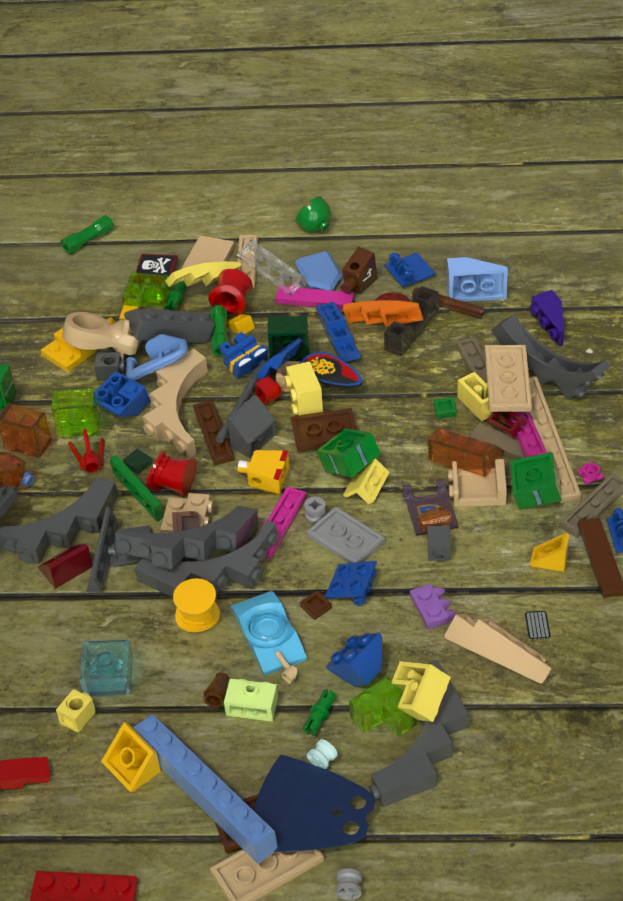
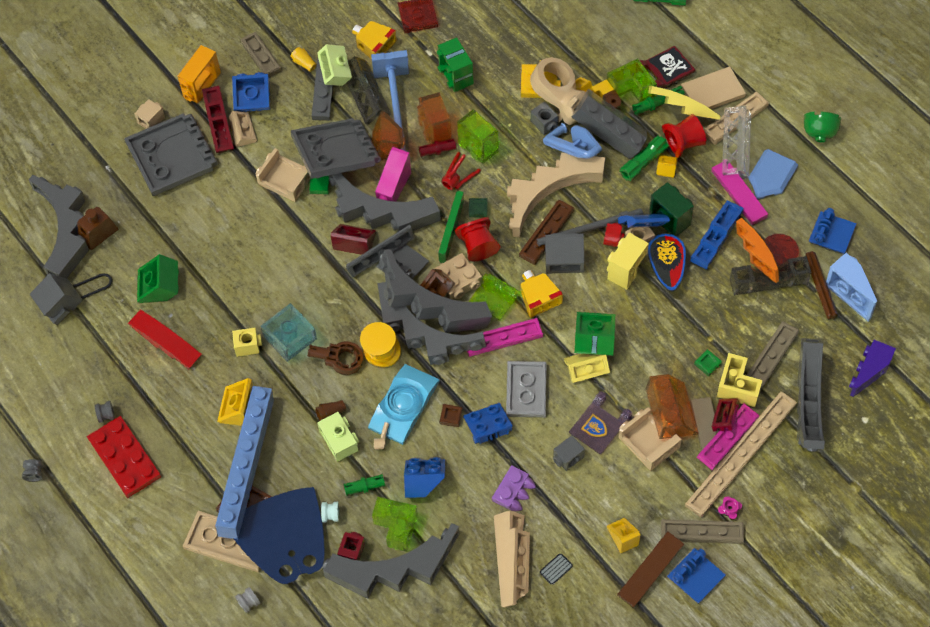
camera: 50 degrees right, 15 degrees up
(17, 881) = (104, 411): none -> dark grey wheel
(41, 489) = (394, 175): none -> dark pink slope
(48, 451) = (437, 147): none -> dark red pin
(122, 395) = (519, 150): blue slope -> none
(164, 653) = (332, 353): none -> reddish brown pin
(230, 497) = (496, 294): none -> clear neon green hinge
(244, 355) = (639, 189): blue hips -> none
(314, 509) = (530, 356): light grey wheel -> none
(316, 429) = (610, 297): reddish brown plate -> none
(359, 271) = (786, 202): reddish brown torso -> none
(375, 757) = (351, 540): none -> dark red brick
(422, 689) = (416, 535): light yellow brick -> none
(434, 517) = (586, 435): clear orange brick -> none
(507, 378) = (759, 385): tan tile -> none
(535, 480) = (680, 475): green container -> none

